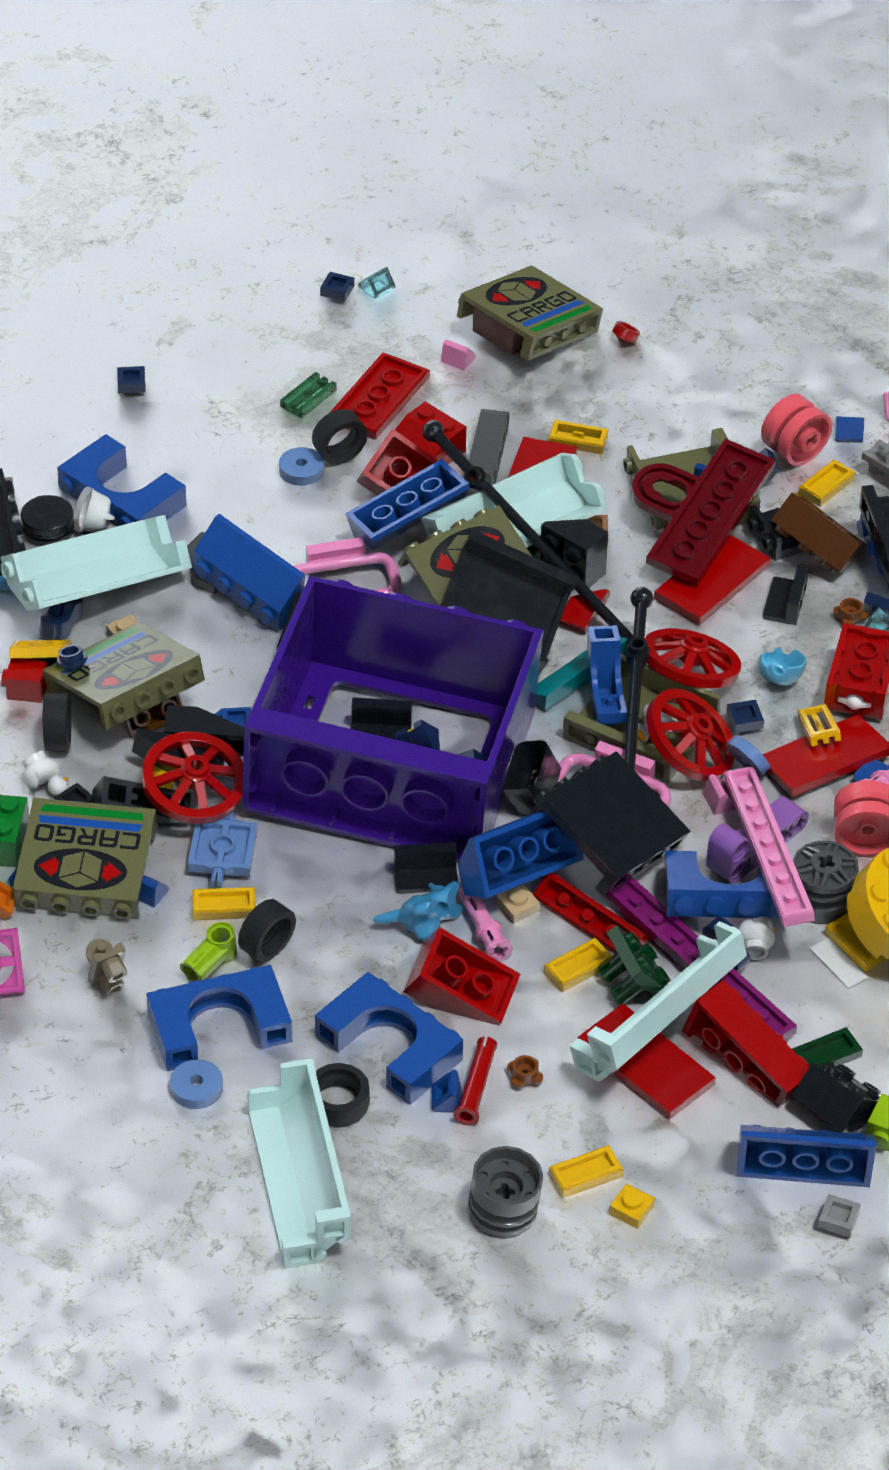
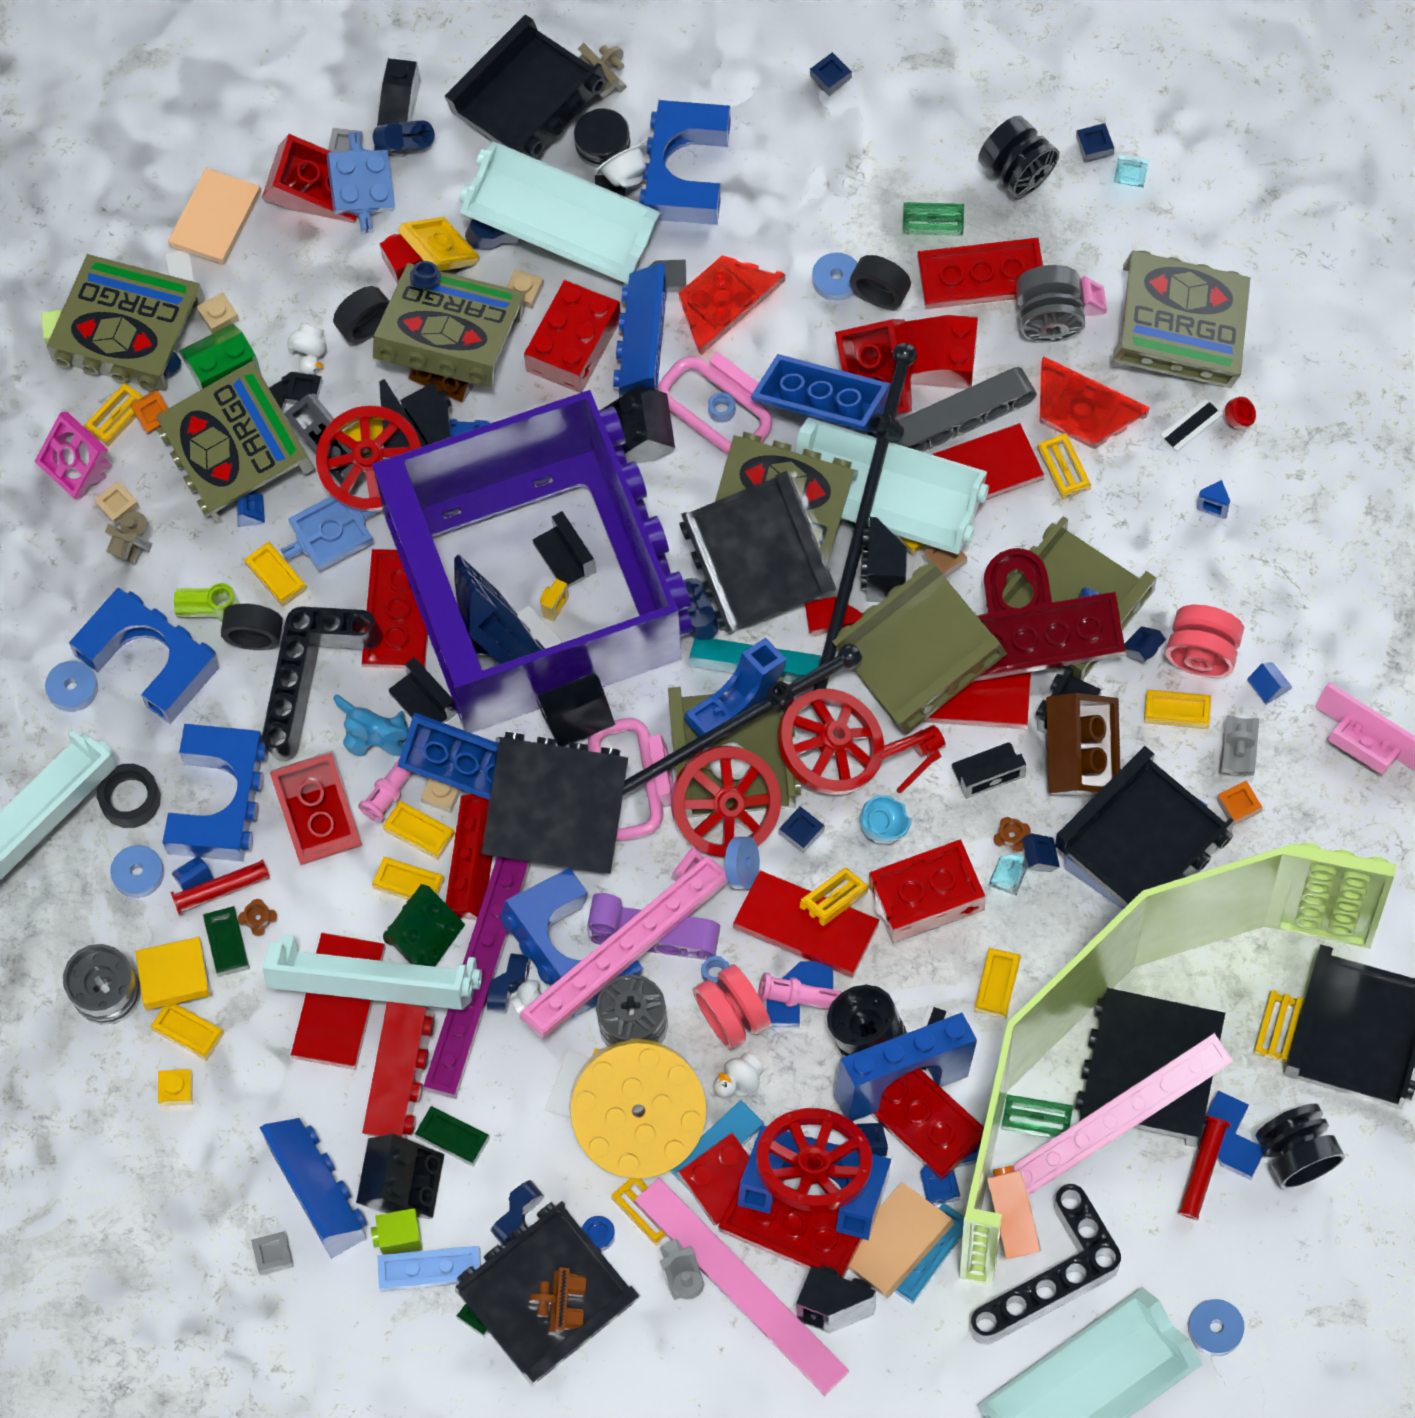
camera: 60 degrees right, 20 degrees up
(58, 964) = (116, 503): none -> tan plate
(203, 619) = (572, 336): none -> red piece
(261, 520) = (724, 297): none -> clear red wing
(310, 892) = (302, 668): none -> black beam
(315, 318) = (1018, 156): none -> black wheel
(340, 858) = (395, 612): none -> red tile
(347, 572) = (723, 398): none -> medium blue axle
(406, 1140) = (137, 885): none -> medium blue piece
(450, 364) = (1050, 303): none -> dark grey wheel
(527, 1105) = (226, 941): none -> dark green tile
(539, 403) = (1083, 406): none -> clear red wing
(539, 934) = (418, 830): none -> yellow tile
(540, 1139) = (172, 973): none -> yellow tile
(607, 363) = (1191, 424): none -> sticker
(670, 558) = (920, 647): none -> olive panel
(685, 376) = (1214, 500): none -> blue slope
(737, 616) = (925, 742): none -> red plant
(816, 833) = (713, 961): none -> medium blue axle

